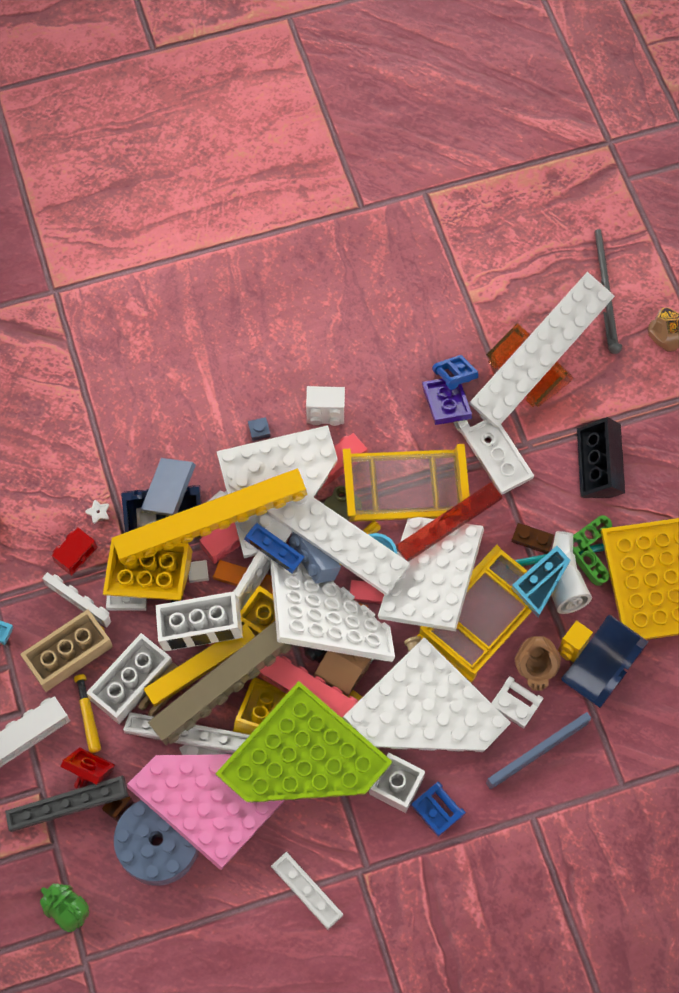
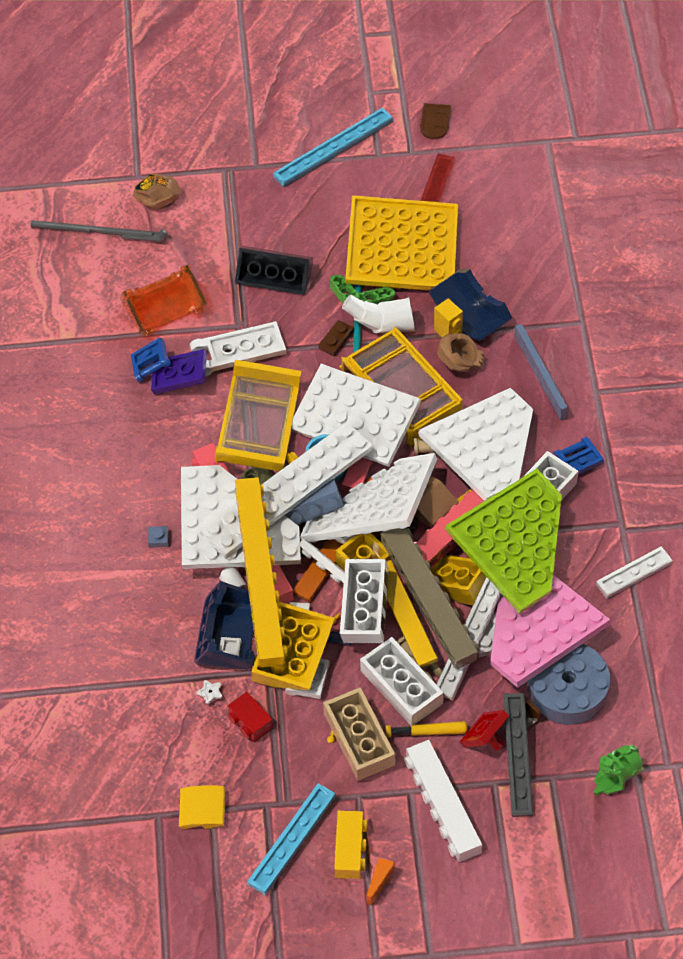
camera: 75 degrees left, 10 degrees down
(71, 594) = (299, 725): white plate -> none
(168, 487) = (210, 610): sand blue tile -> none
(274, 548) = (303, 527): blue plate -> none
(325, 405) = (156, 469): white brick -> none
(448, 522) = (310, 387): clear red tile -> none
(513, 707) = (495, 384): white plate -> none
(541, 350) = (154, 283): white plate -> none
(541, 580) = (390, 324): medium azure wedge -> none

